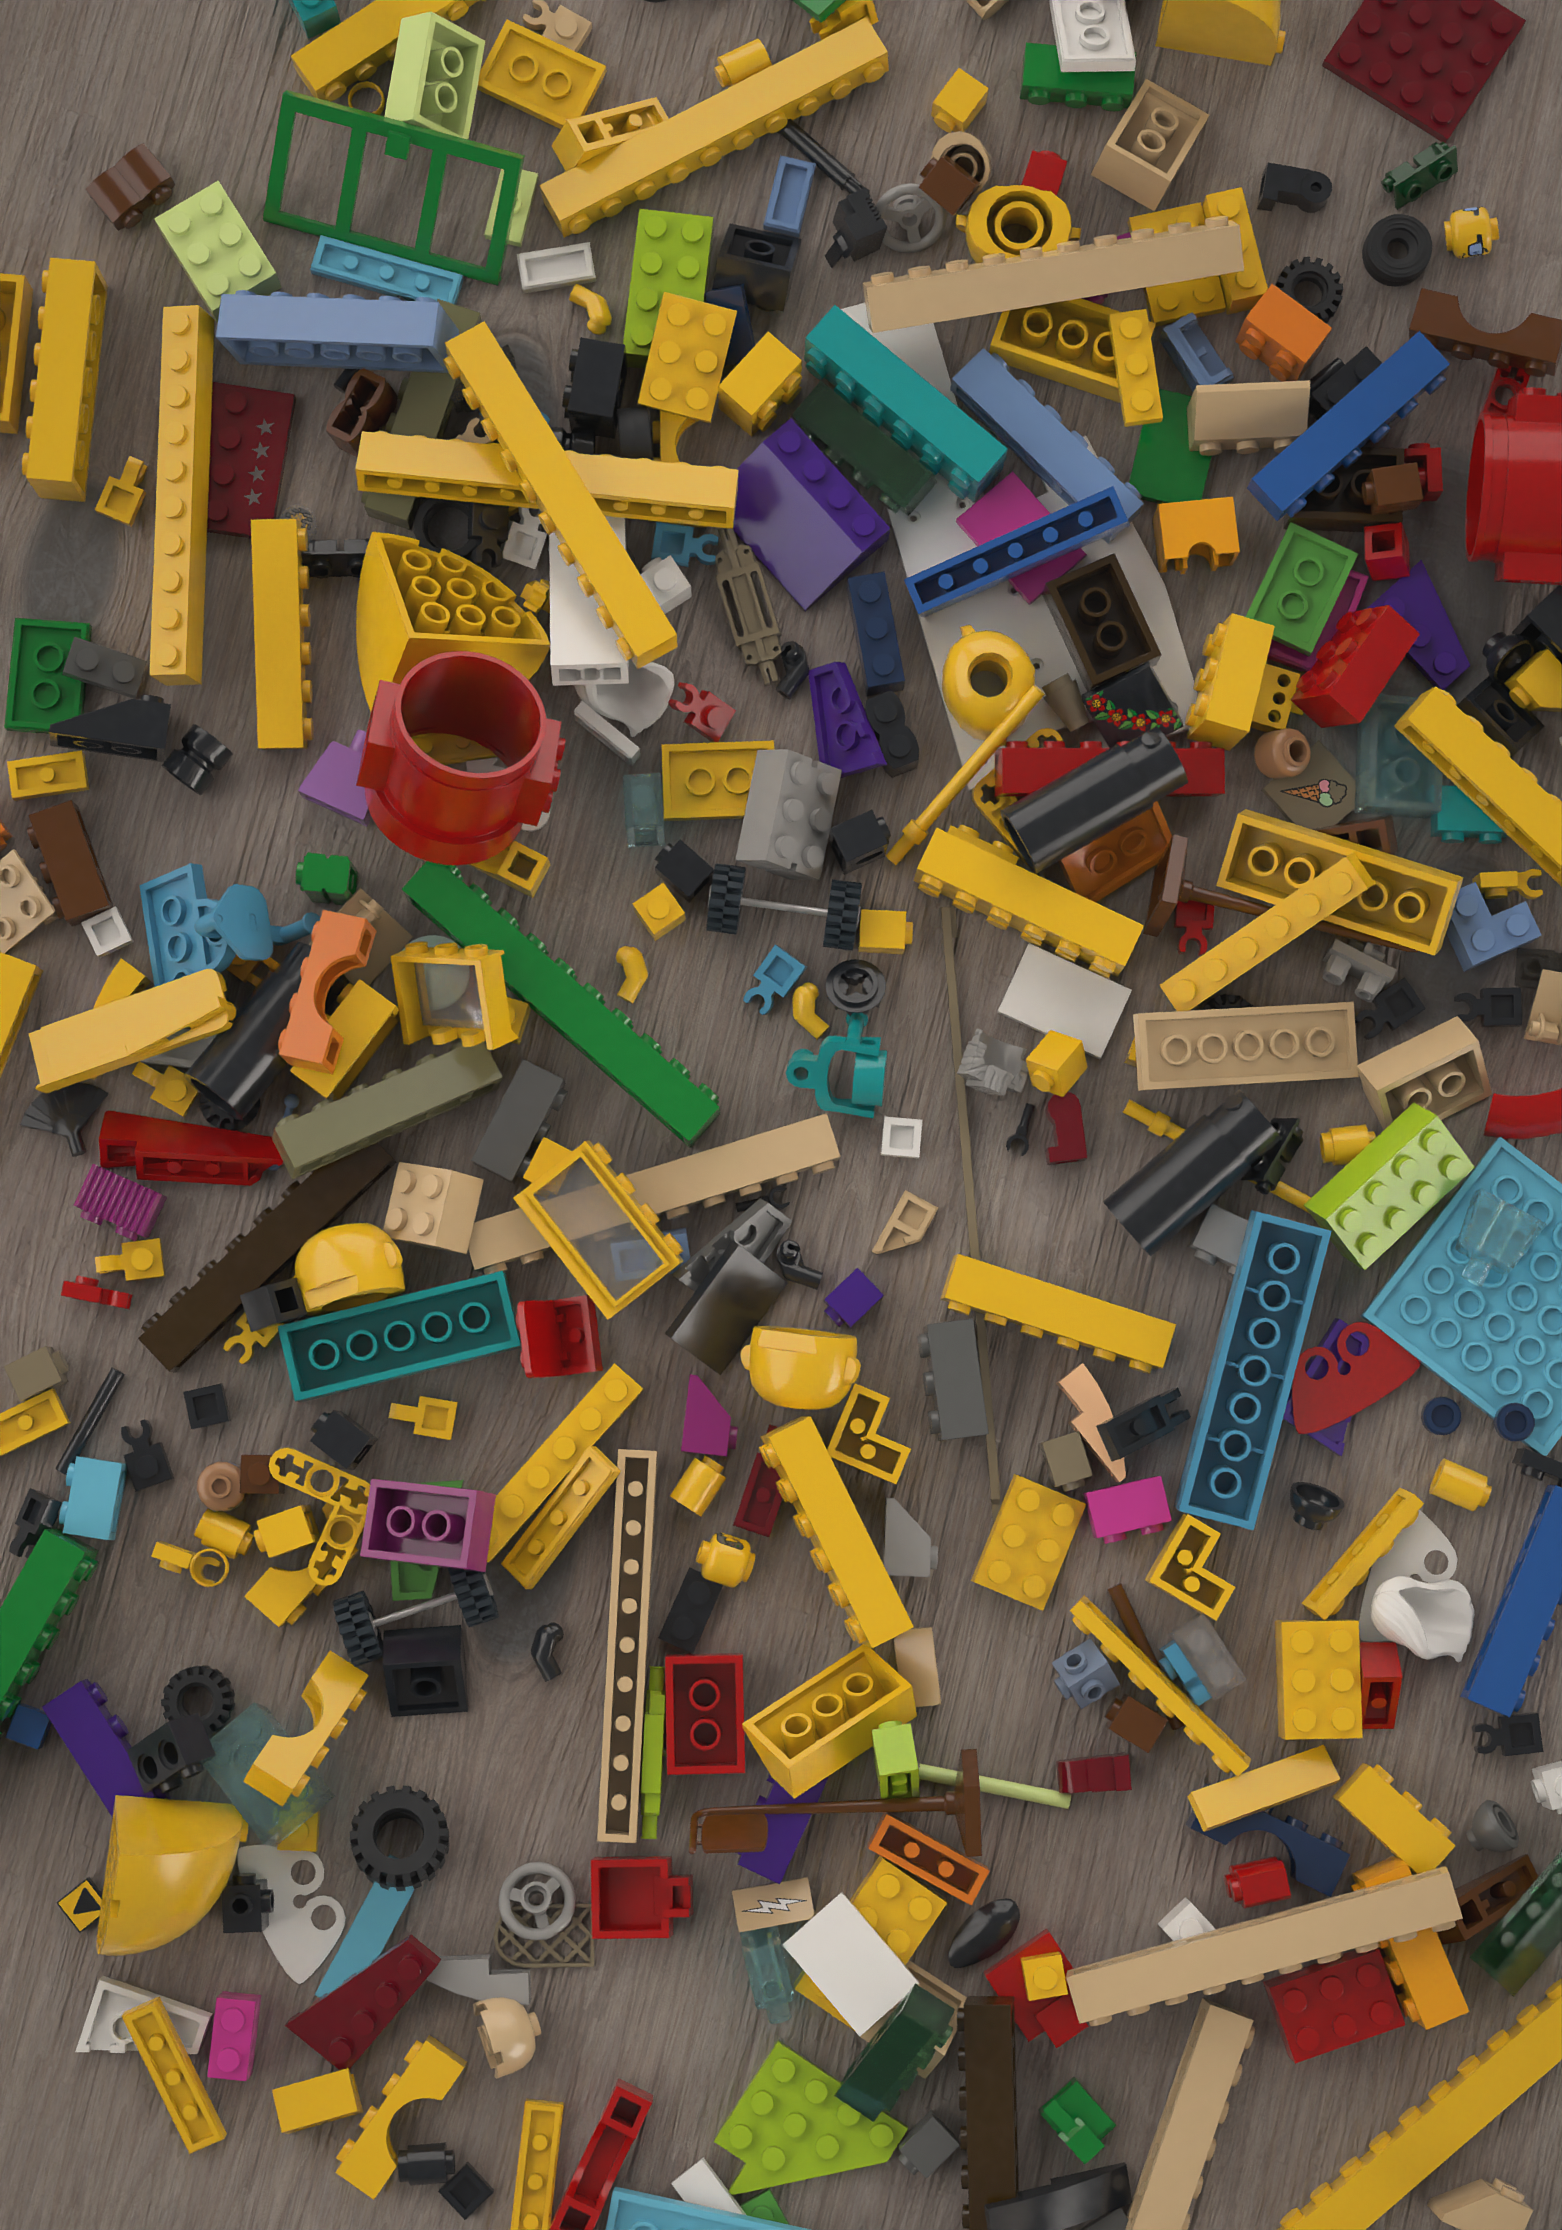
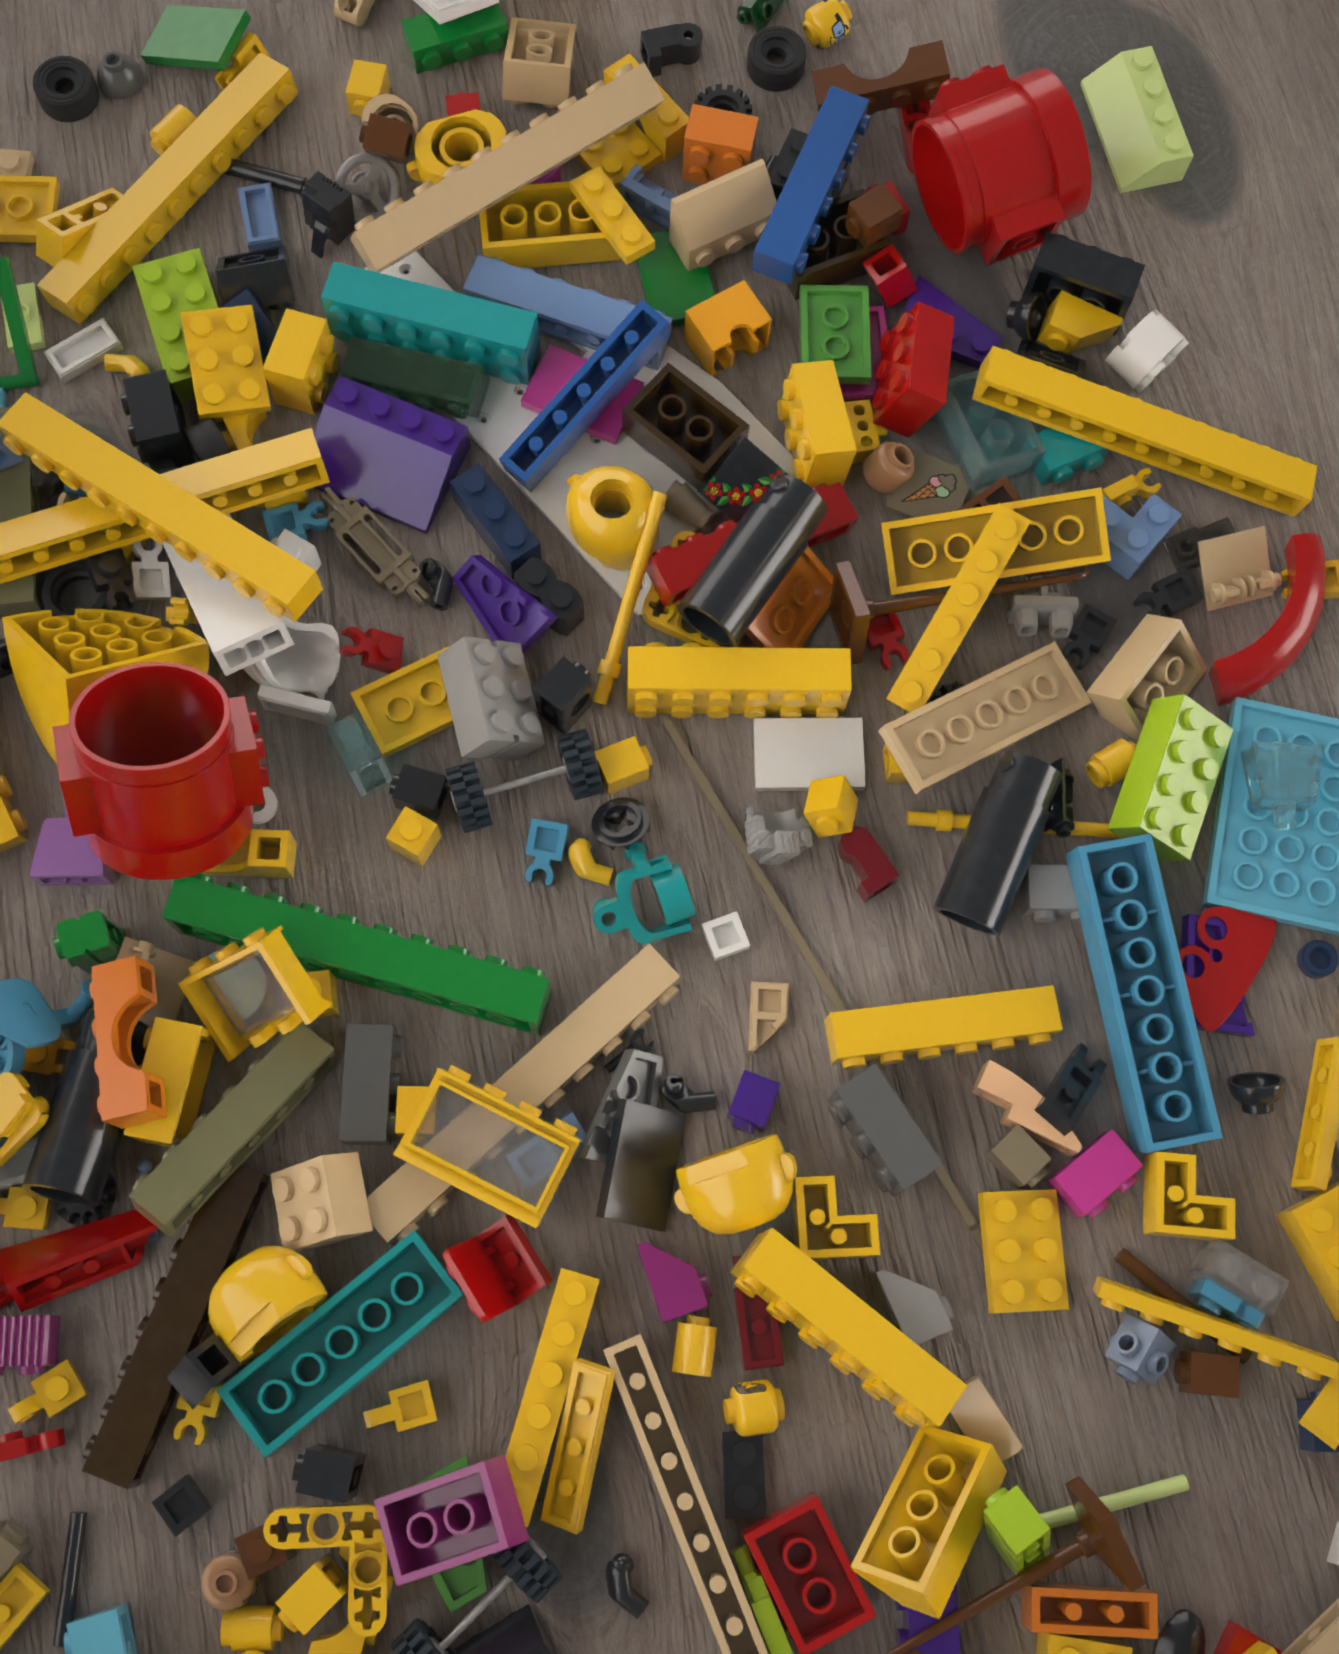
camera: 25 degrees left, 10 degrees down
(148, 1462) = (146, 1591): black plate -> none
(635, 972) = (416, 899): yellow arm -> none
(1022, 1129) = (828, 882): black hand -> none
(1094, 1773) = (1197, 1442): dark red leg -> none

